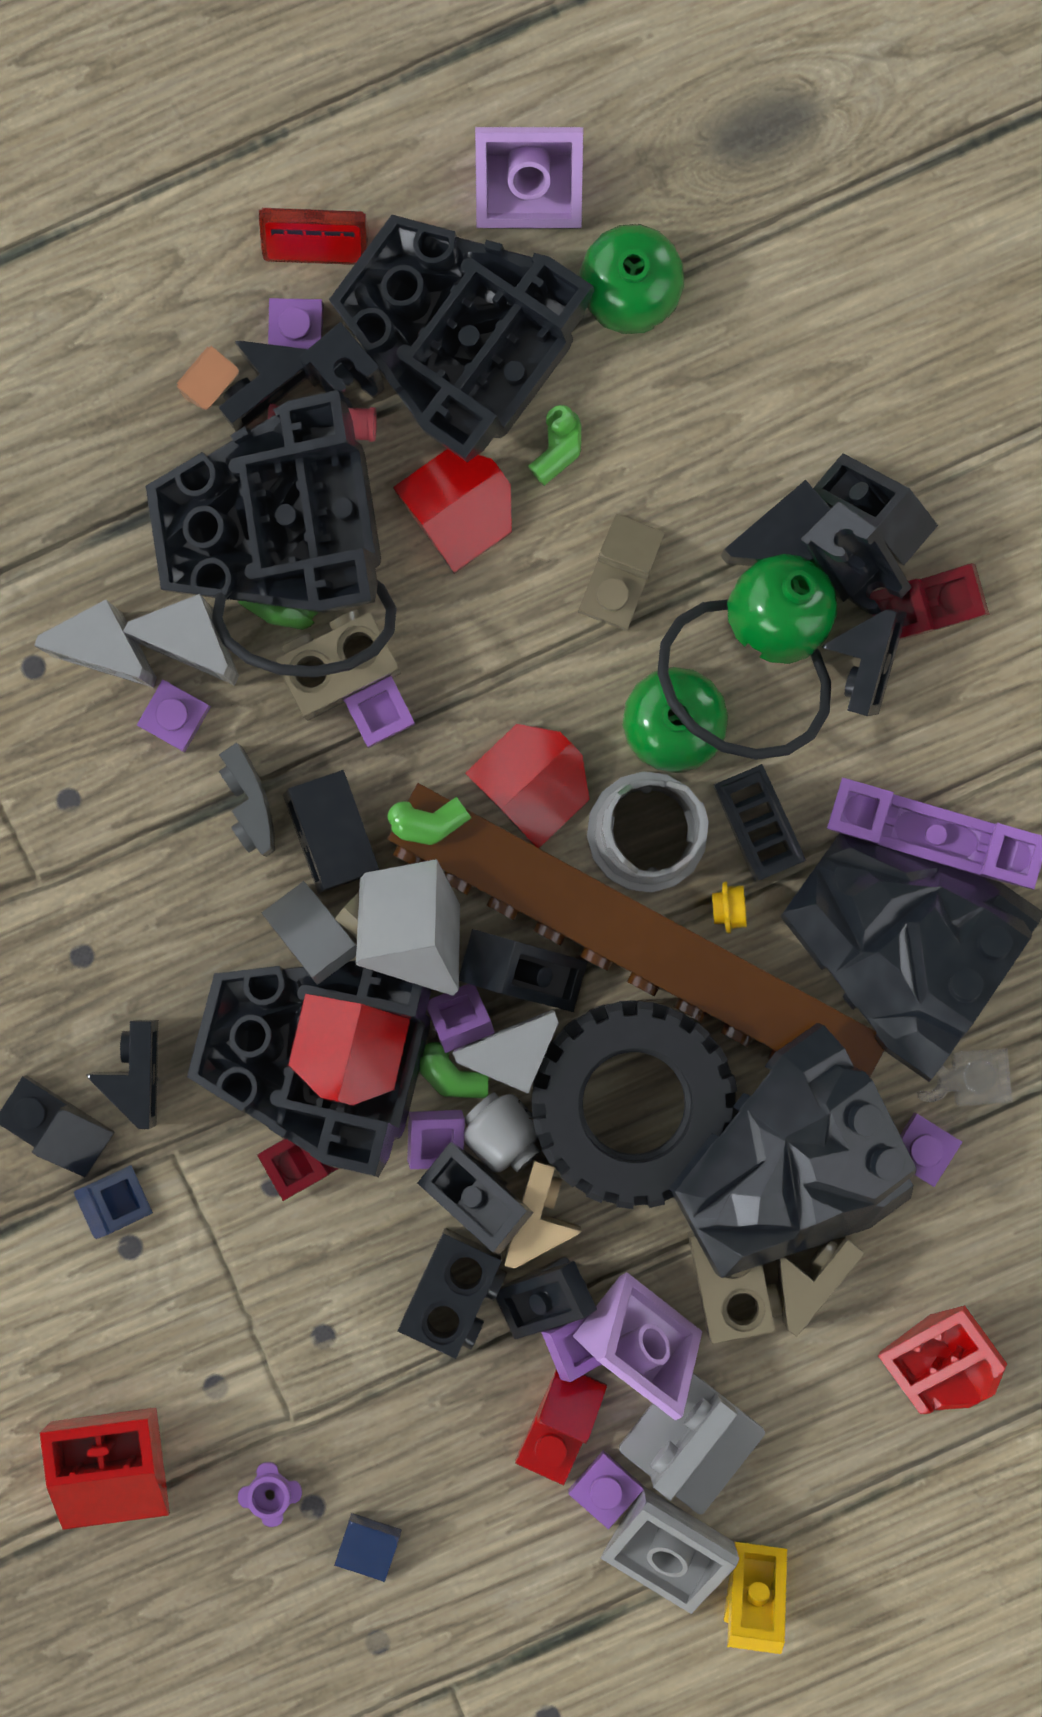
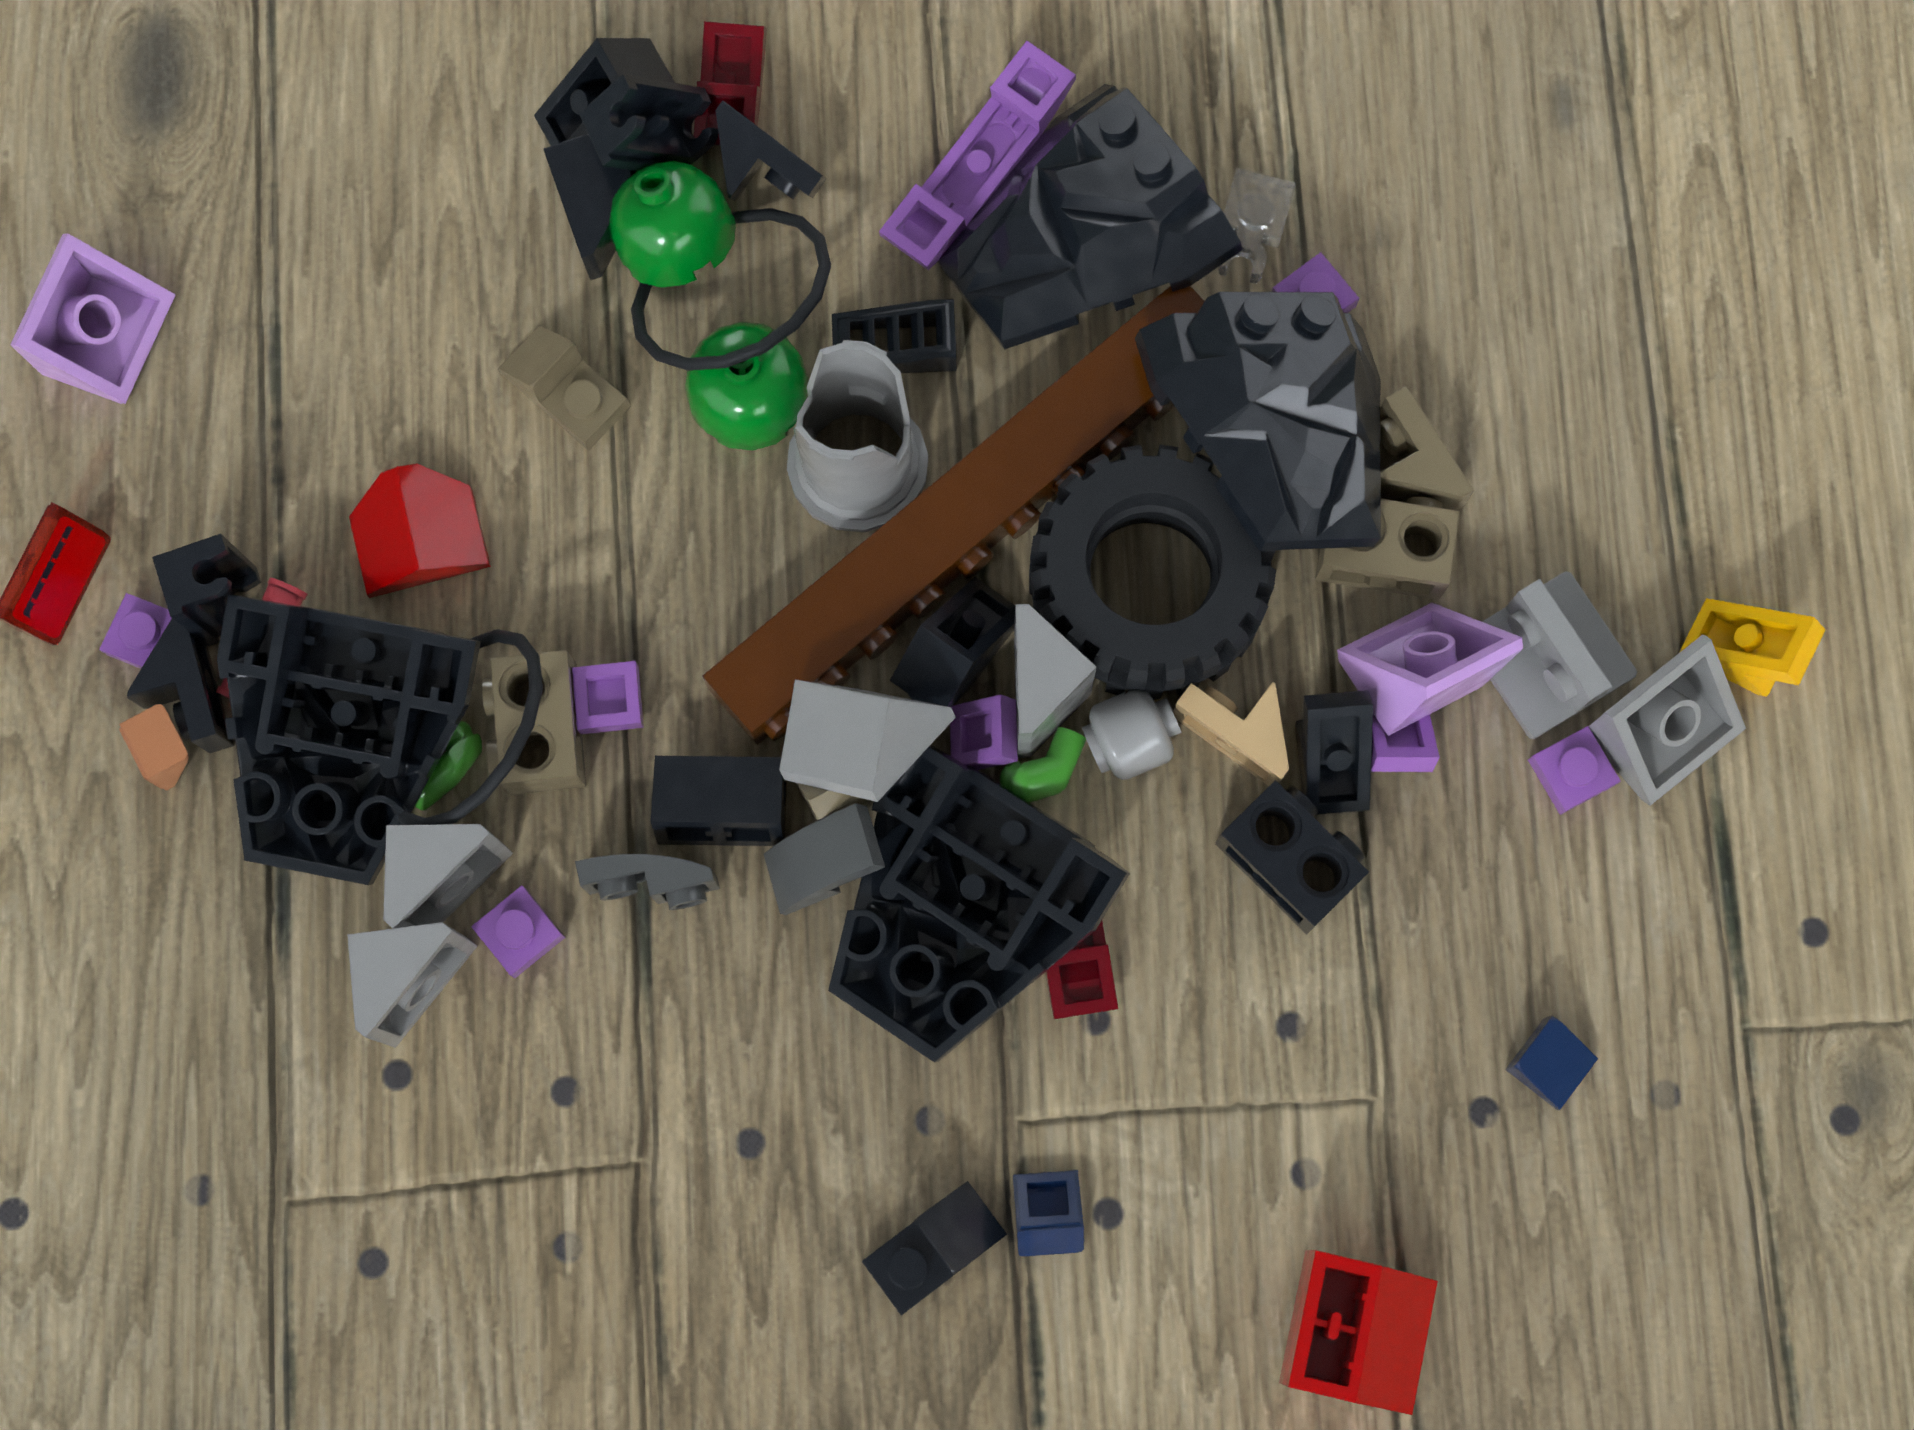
camera: 70 degrees left, 10 degrees down
(134, 1090) = (927, 1132): black slope -> none
(267, 1509) = (1471, 1158): medium lavender plate -> none
(347, 1049) = (969, 861): red slope -> none
(424, 826) = (753, 681): bright green arm -> none
(431, 1133) = (1111, 810): medium lavender plate -> none
(460, 327) = (219, 443): black wedge -> none
(475, 1197) = (1193, 784): black slope -> none
(533, 780) = (750, 560): red slope -> none
(561, 1426) = (1484, 794): red slope -> none
(563, 444) = (399, 396): bright green arm -> none
(627, 300) = (252, 259): green cylinder -> none
(730, 907) = (974, 400): yellow plate -> none
(945, 1362) = (1554, 352): red slope -> none

